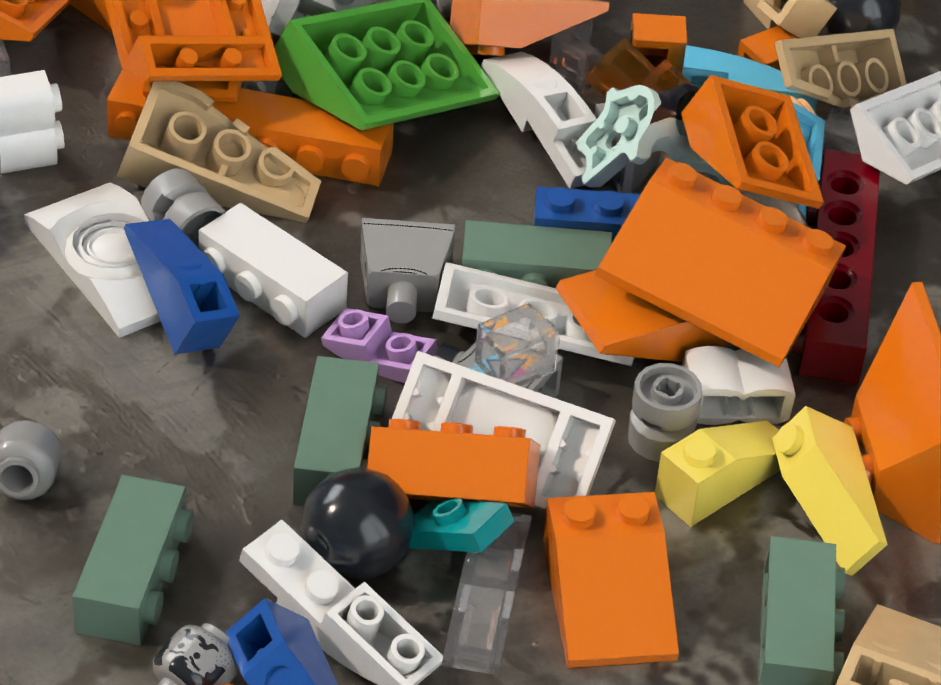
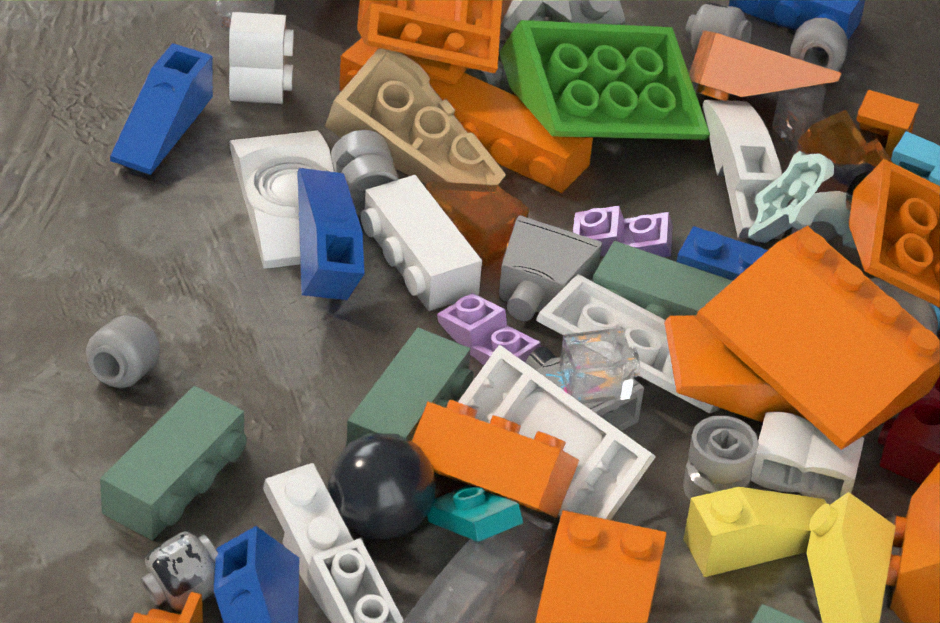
camera: 20 degrees right, 0 degrees up
(322, 223) = (481, 214): none -> clear orange slope
(480, 204) = (643, 232): none -> lavender slope

